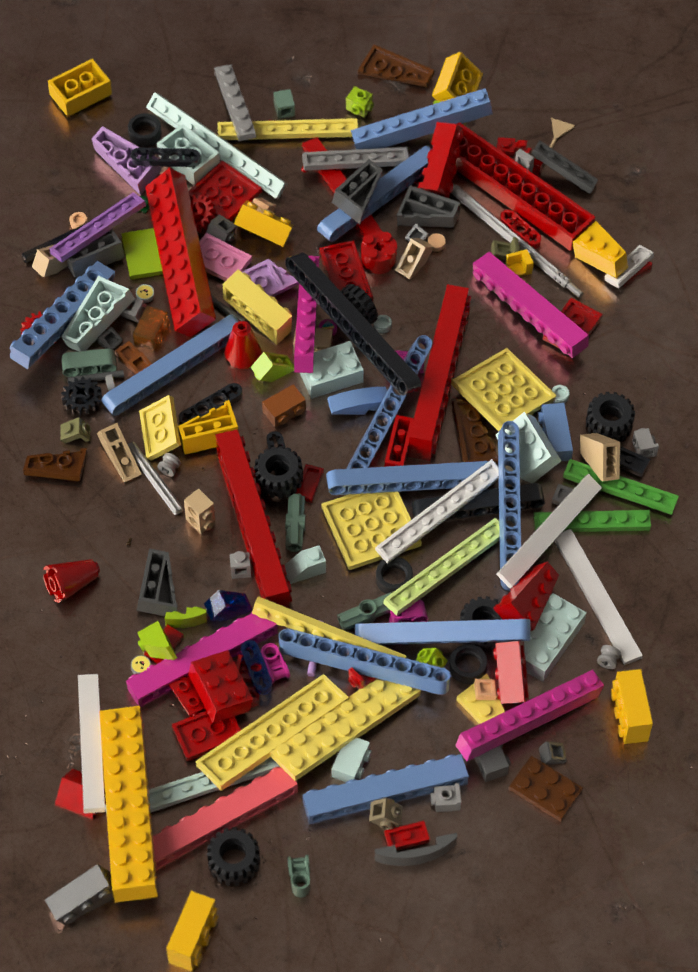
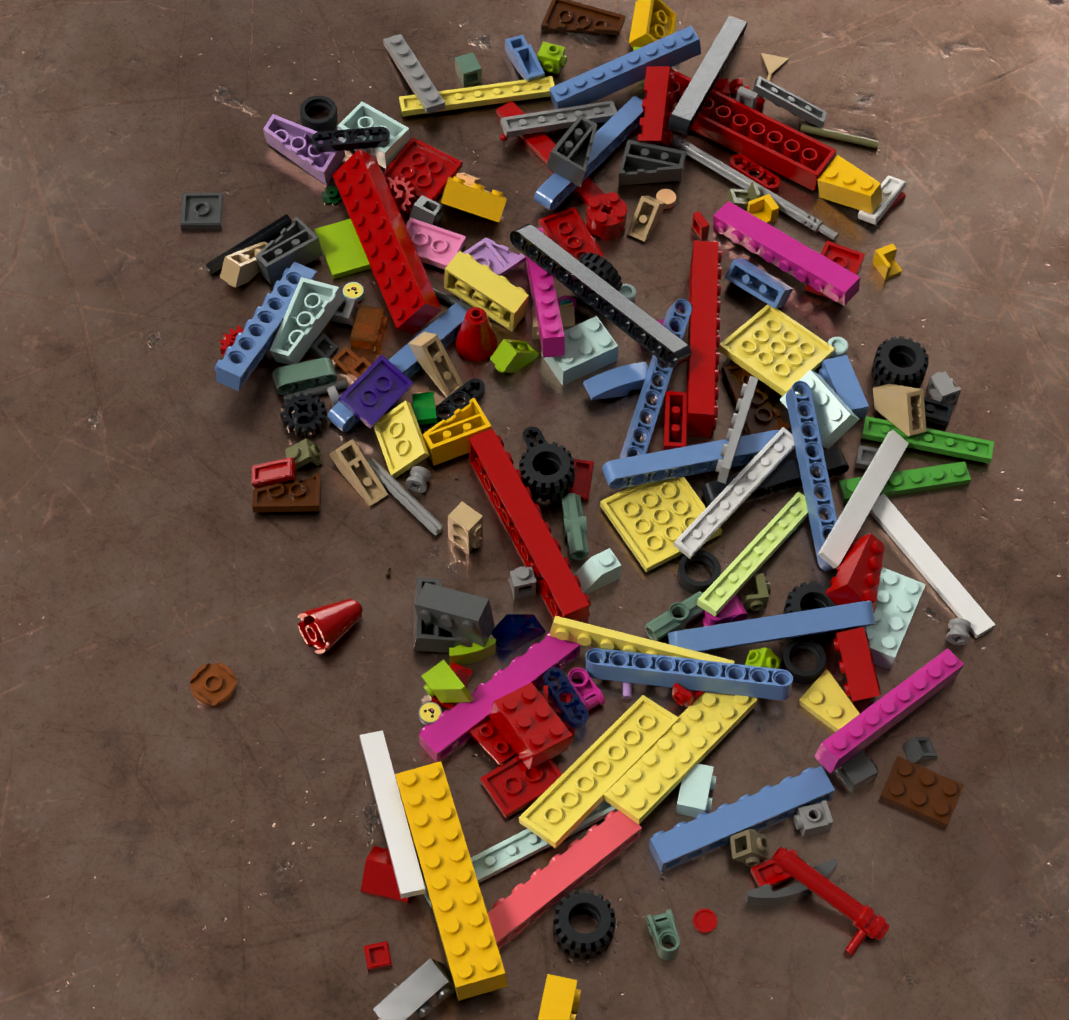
camera: 10 degrees left, 0 degrees up
(28, 205) = (202, 211): none -> dark grey tile
(46, 443) = (273, 472): none -> red tile
(59, 858) = (377, 956): none -> red tile
(78, 219) = (262, 219): light nougat tile -> none
(79, 87) = (238, 76): yellow brick -> none
(97, 227) = (288, 224): medium lavender plate -> none
(145, 384) = (375, 391): none -> dark purple plate
(175, 582) = (456, 612): none -> dark grey wedge
(186, 403) = (424, 408): none -> green slope
(202, 365) = (436, 362): none -> tan slope
(227, 152) = (418, 129): light aqua plate -> none
(284, 406) = (535, 397): dark orange brick -> none
(335, 99) = (523, 57): none -> medium blue slope
(337, 869) = (705, 921): none -> red piece
(417, 232) = (643, 190): dark grey slope -> none
(440, 607) = (761, 594): none -> olive bracket
(446, 461) = (733, 435): none -> light grey plate
(461, 270) = (700, 225): none -> red tile
(469, 883) = (860, 915): none -> red cylinder
(485, 689) = (830, 687): light nougat tile -> none
(492, 135) = (707, 76): none -> beam
(500, 328) = (758, 283): none -> medium blue brick
(605, 203) = (839, 136): none -> olive bar
(620, 323) = (885, 261): none -> yellow panel
(631, 706) = (1000, 684): yellow brick -> none

